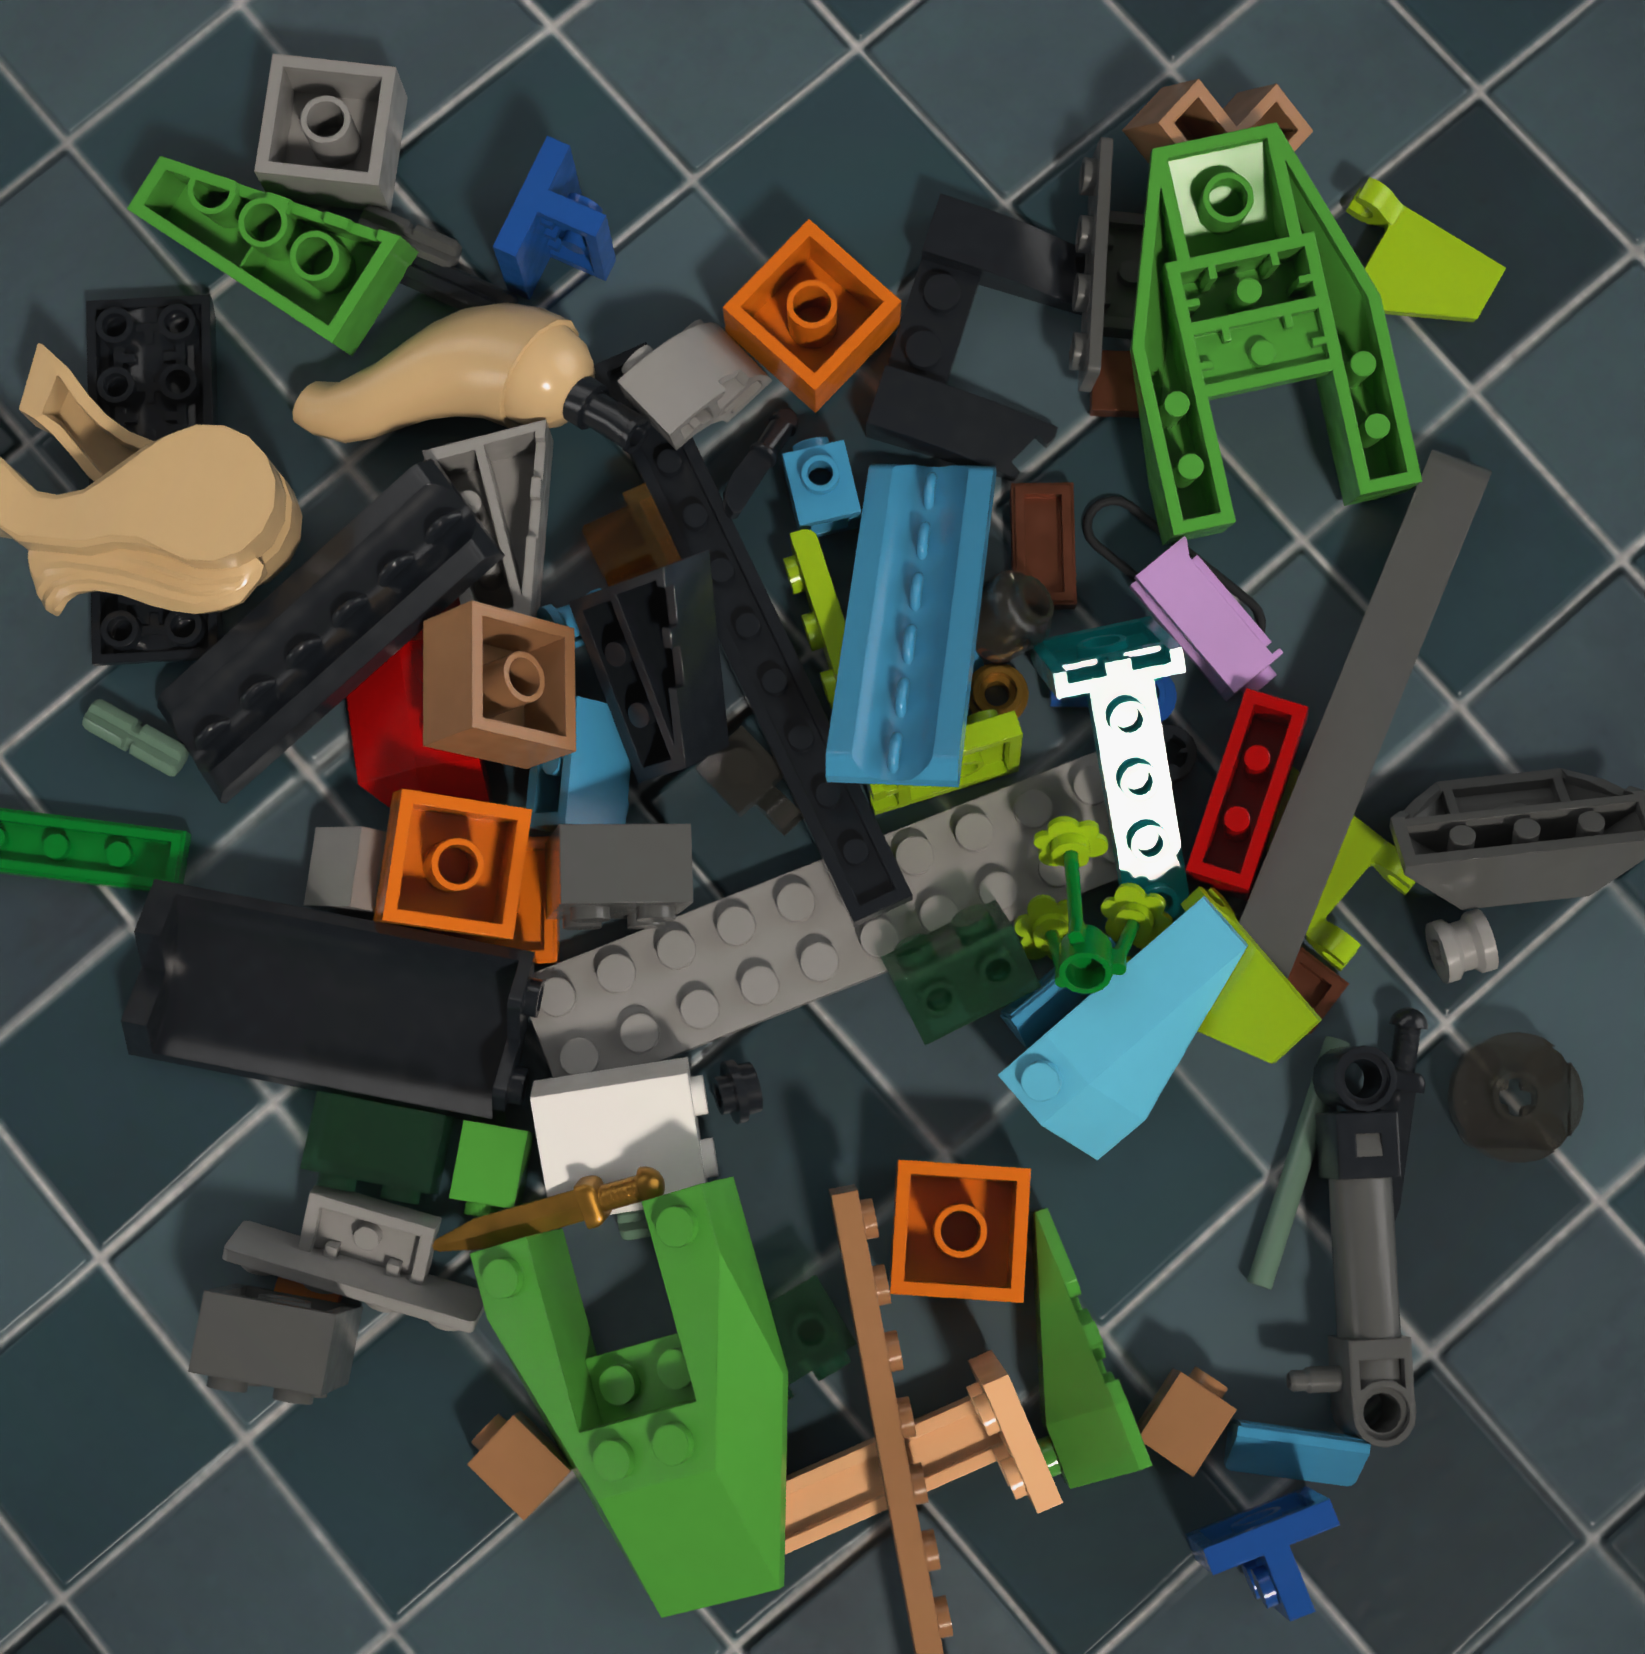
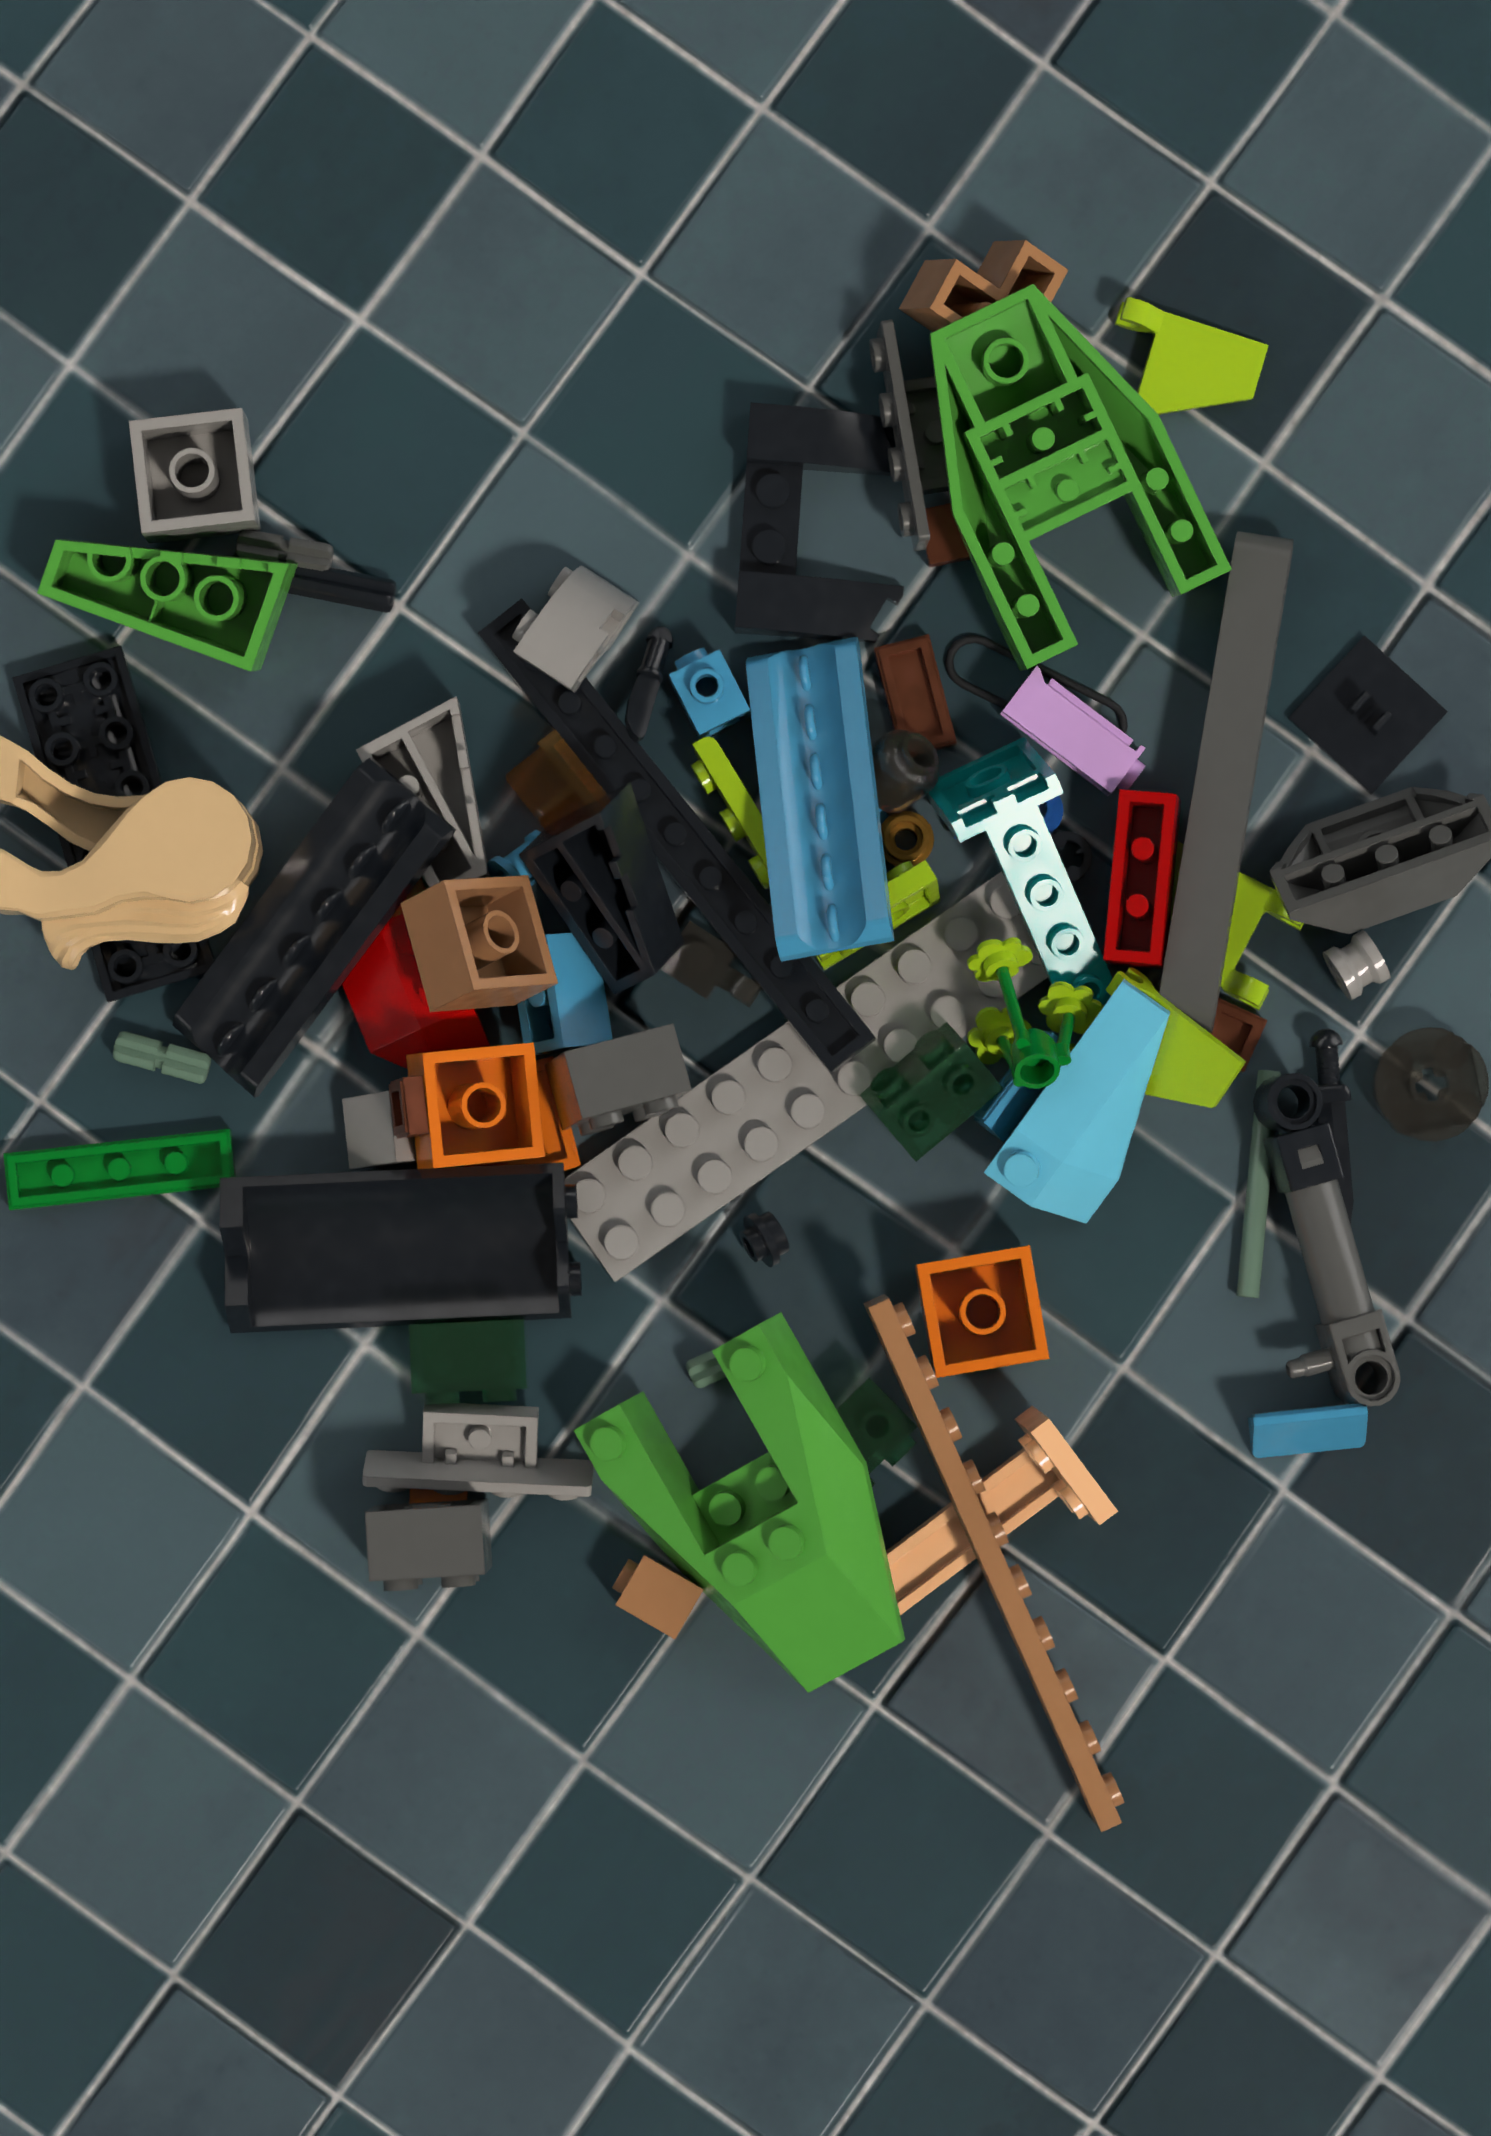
camera: 15 degrees left, 5 degrees up
(375, 847) = (408, 1107): none -> copper tile
(477, 363) = (382, 654): tan animal -> none
(491, 1167) = (570, 1355): bright green brick -> none
(552, 222) = (409, 514): blue bracket -> none
(588, 1202) = (664, 1362): pearl gold sword -> none
(623, 1121) = (676, 1302): white brick -> none
(812, 315) = (664, 541): orange brick -> none
(1080, 1402) = (1117, 1430): bright green wedge -> none
(1186, 1418) = (1209, 1423): medium nougat brick -> none
(1261, 1544) = (1294, 1503): blue bracket -> none
(1528, 680) = (1367, 715): none -> black piece

